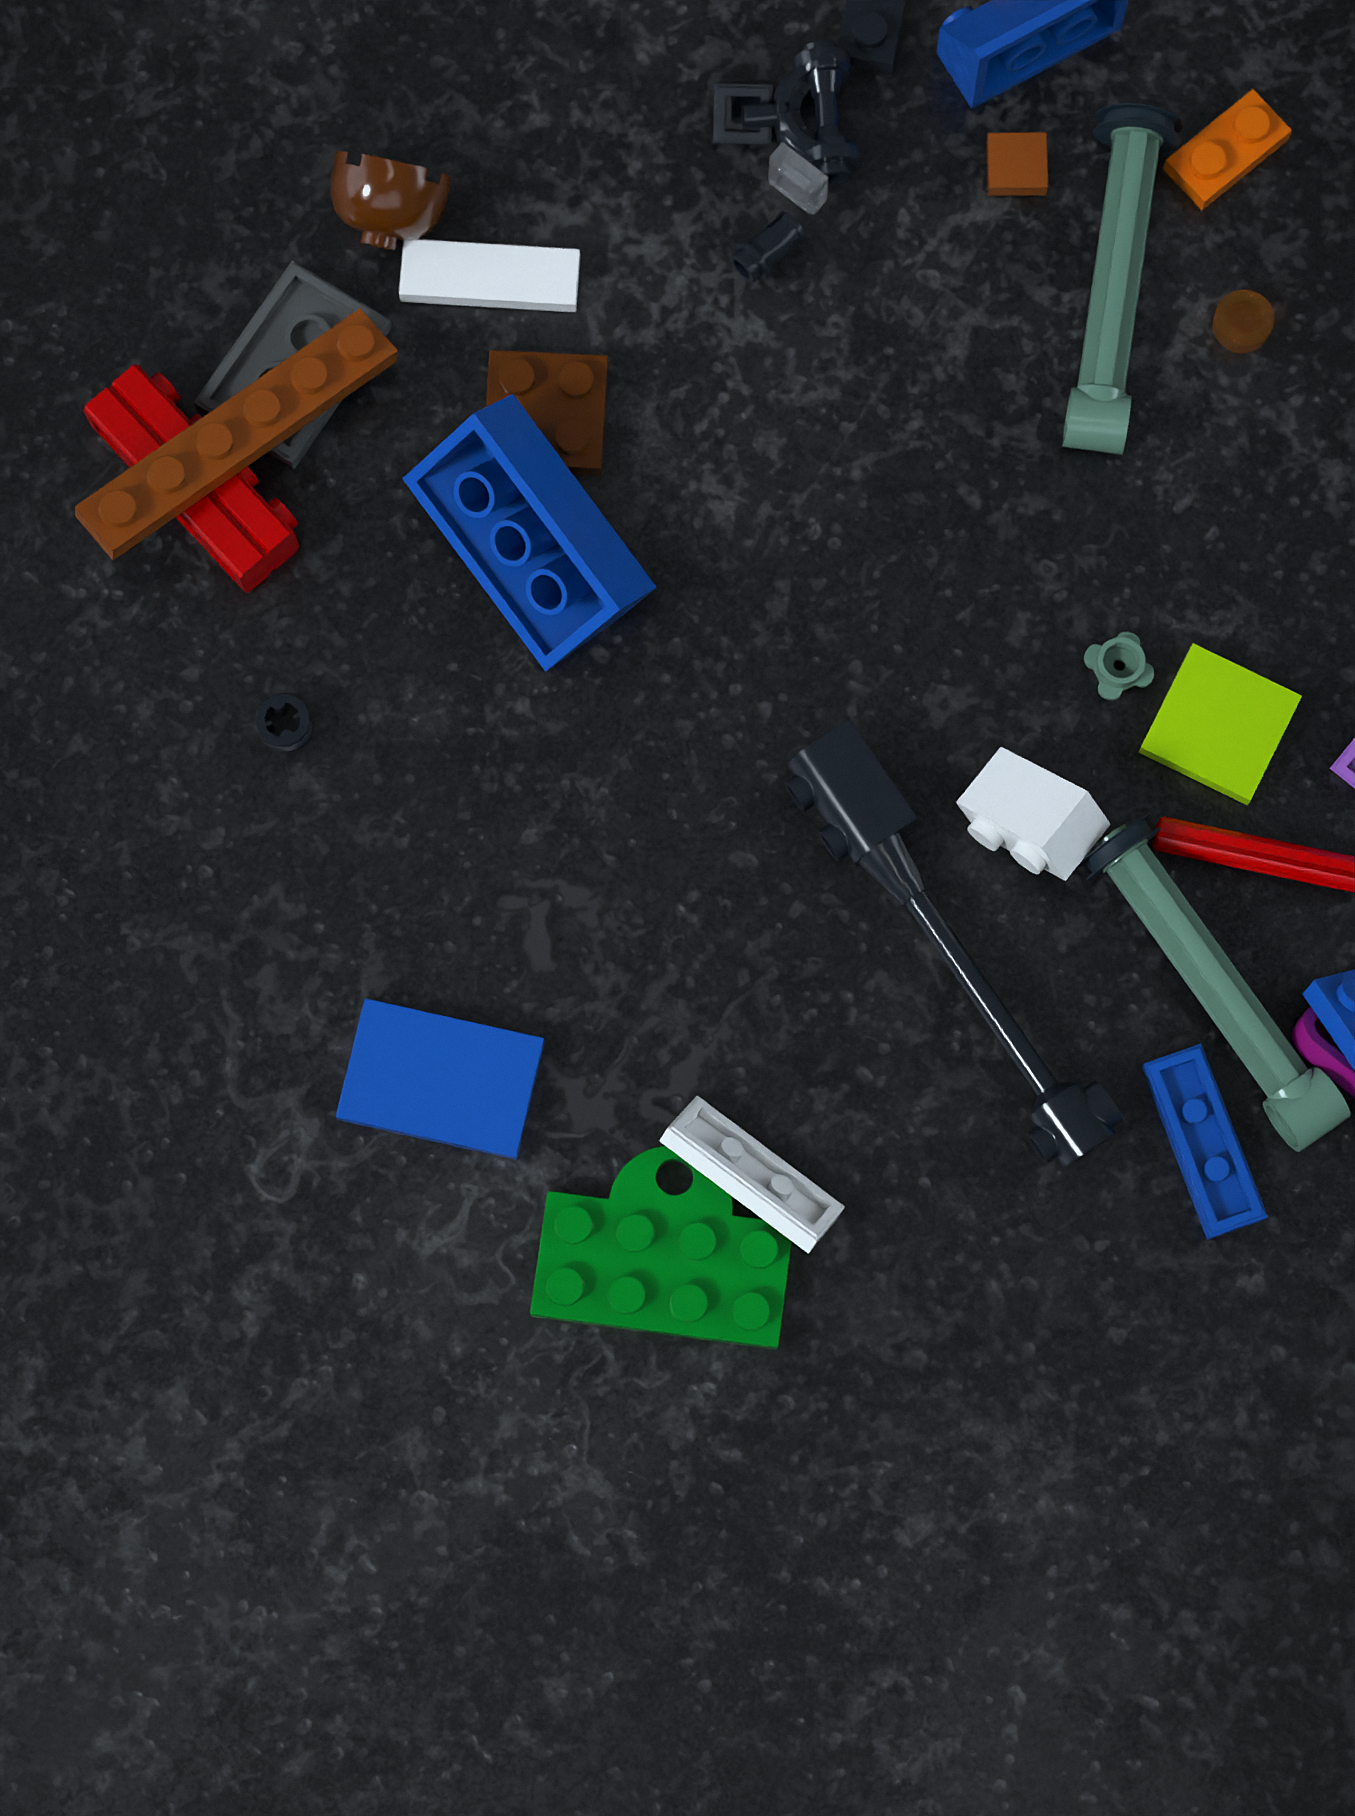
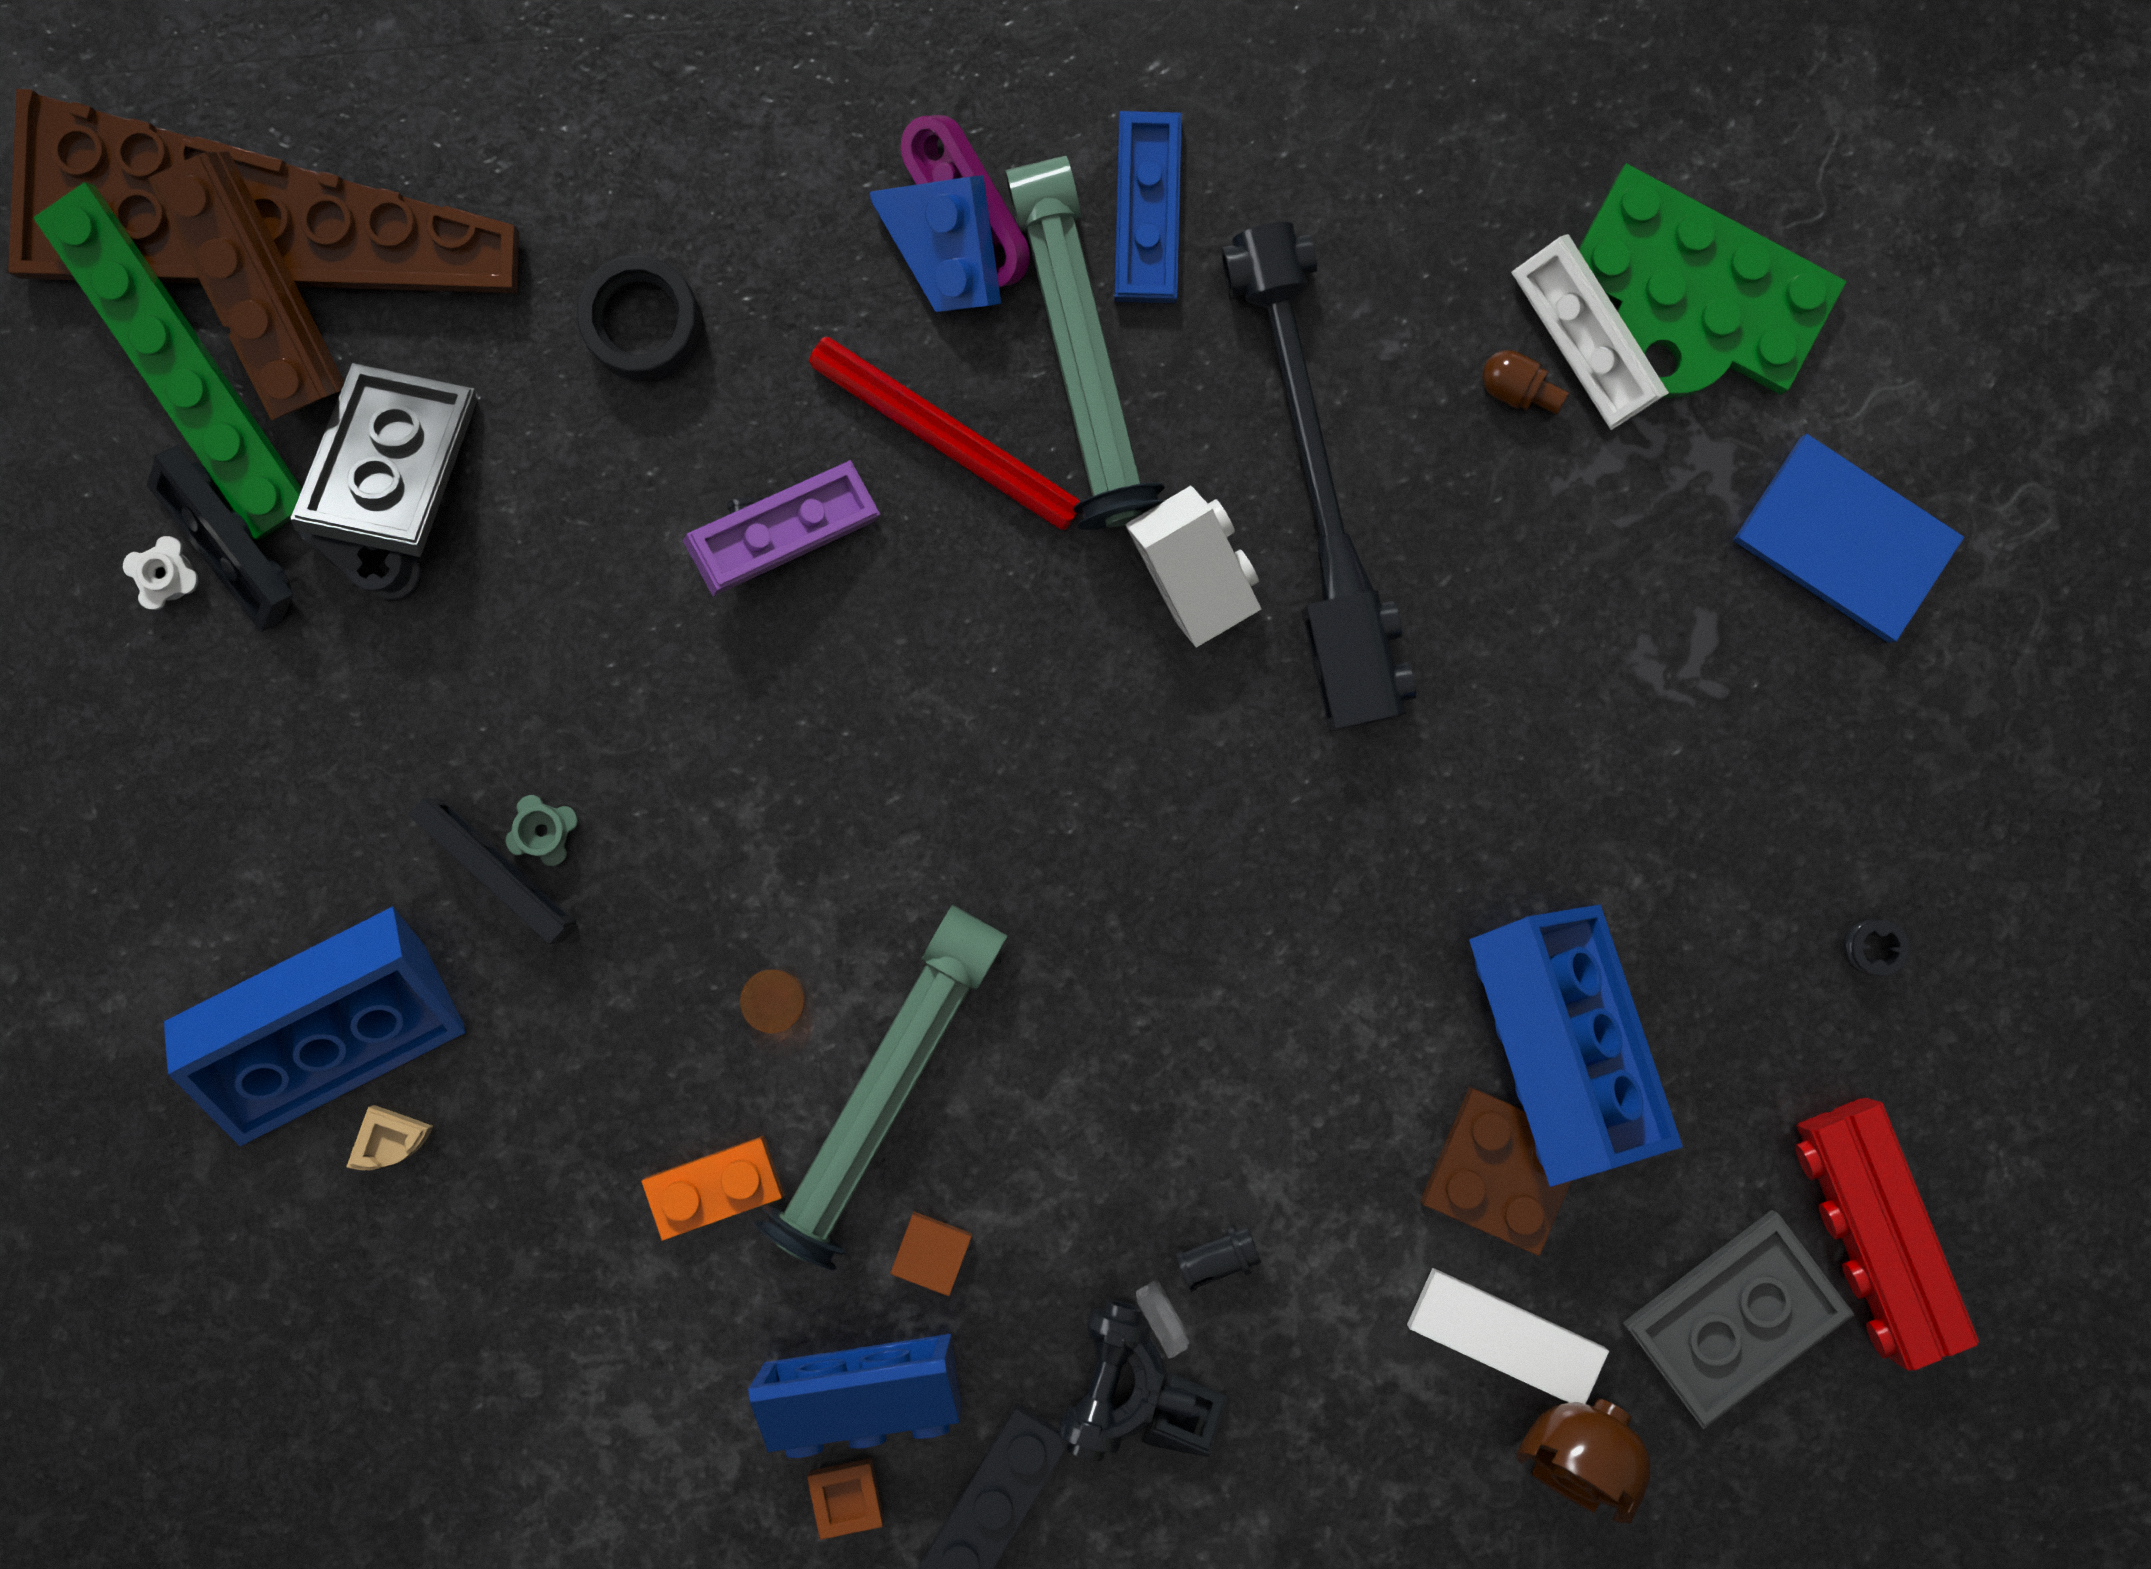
camera: 165 degrees left, 10 degrees up
(235, 434) = (1840, 1253): dark orange plate -> none
(796, 1107) = (1521, 382): none -> reddish brown cylinder
(1124, 649) = (1053, 682): sand green plate -> none
(1220, 724) = (966, 600): lime tile -> none

